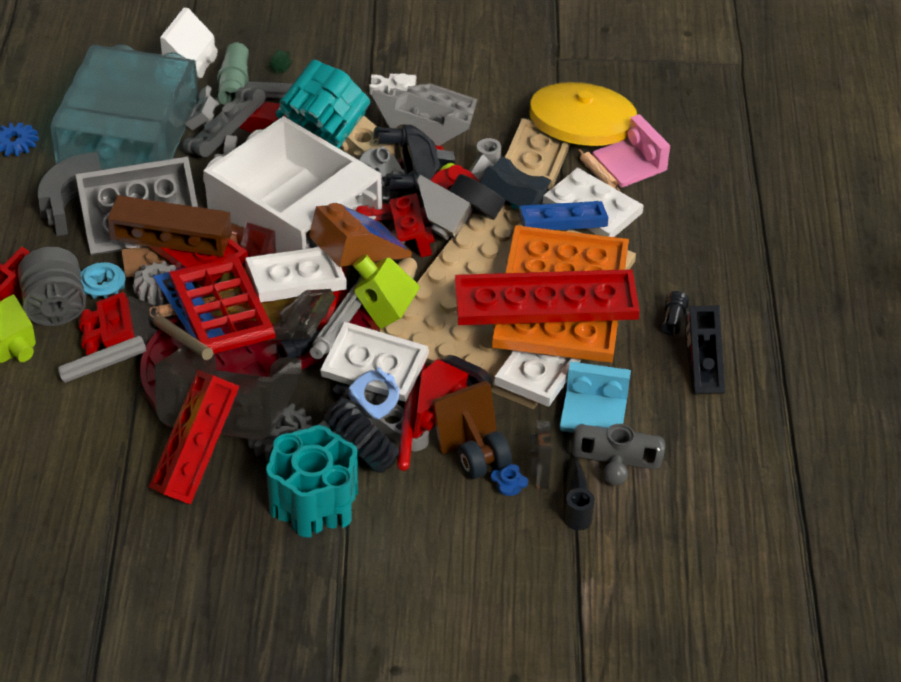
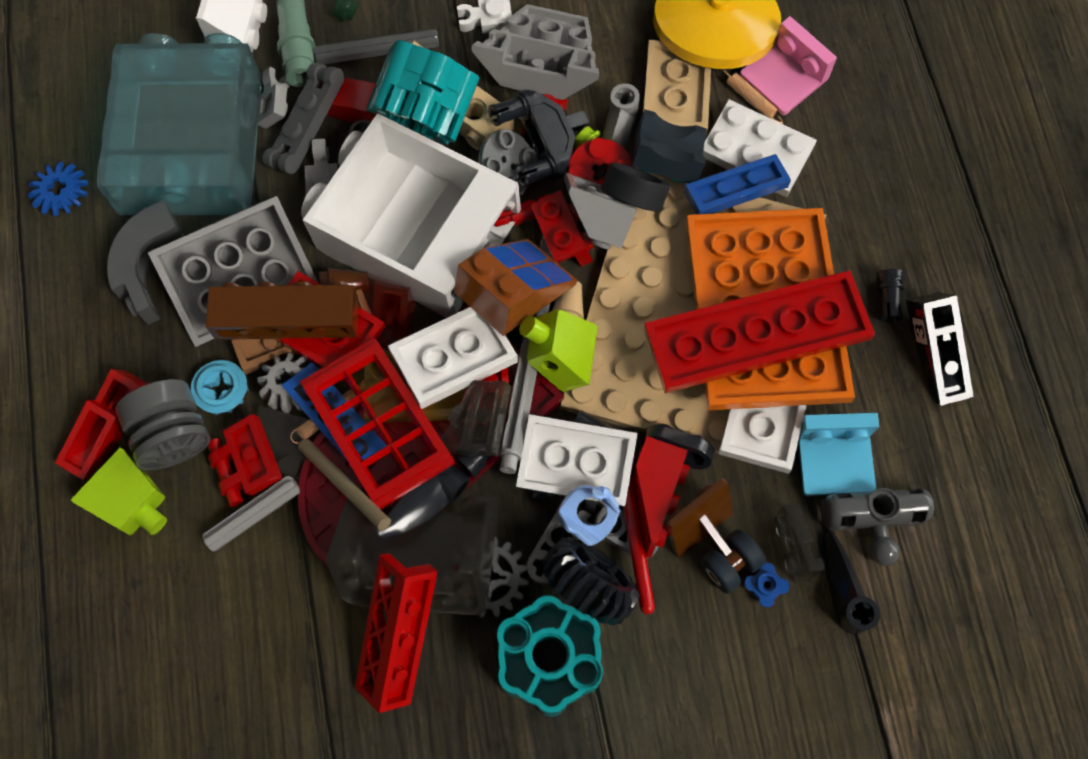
camera: 10 degrees left, 25 degrees up
(244, 360) = (425, 501): none -> black piece

